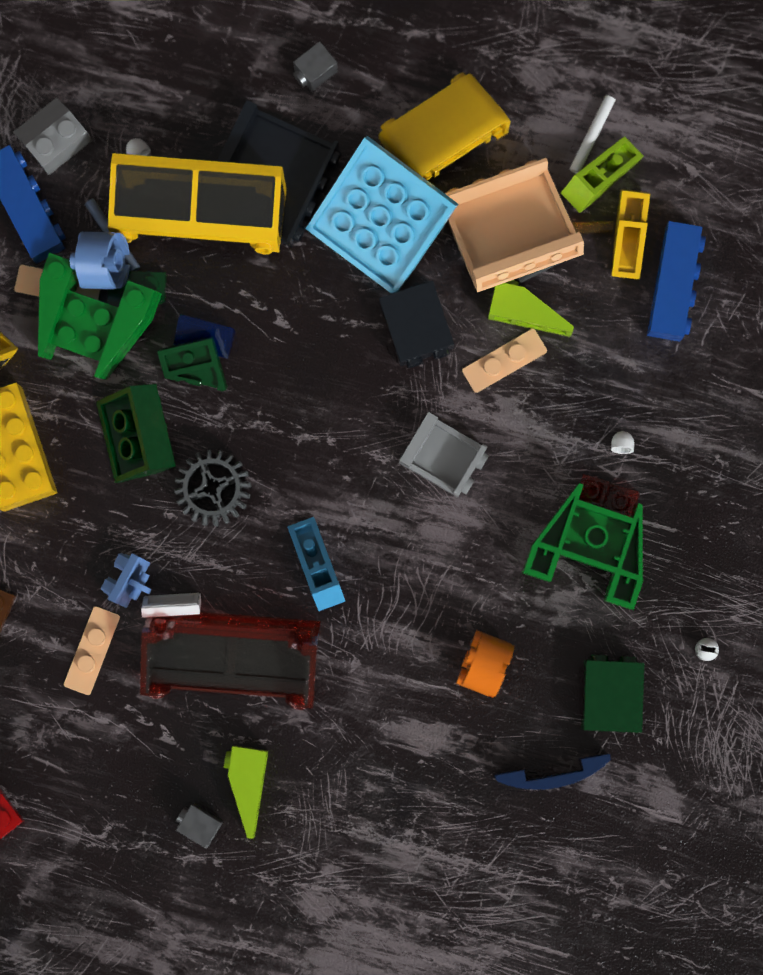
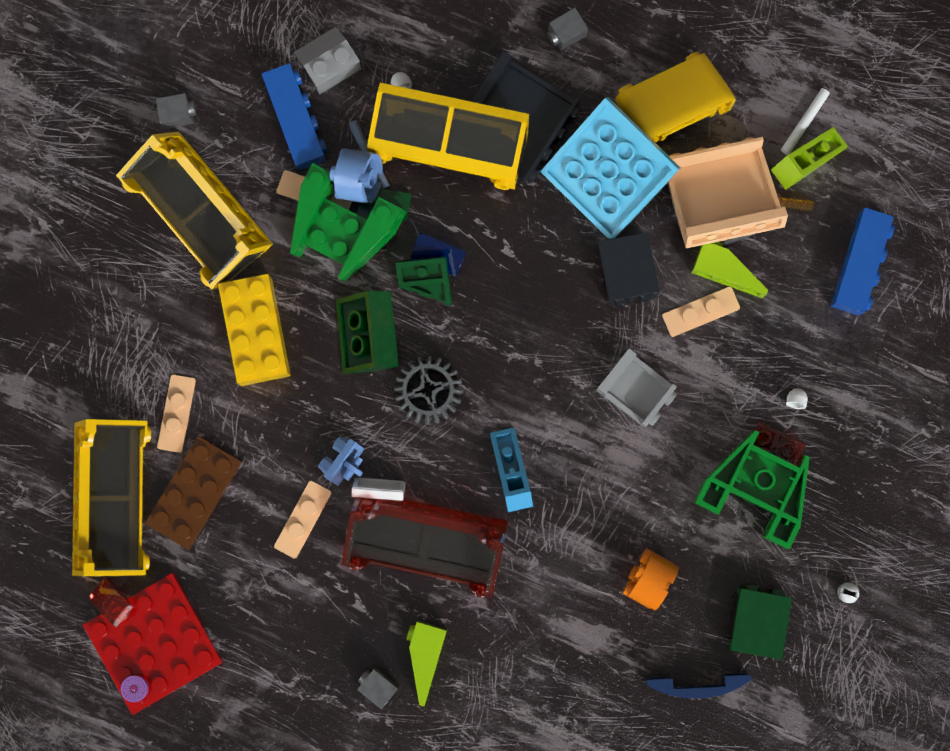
camera: 10 degrees right, 0 degrees up
(630, 233) = (828, 214): yellow slope -> none

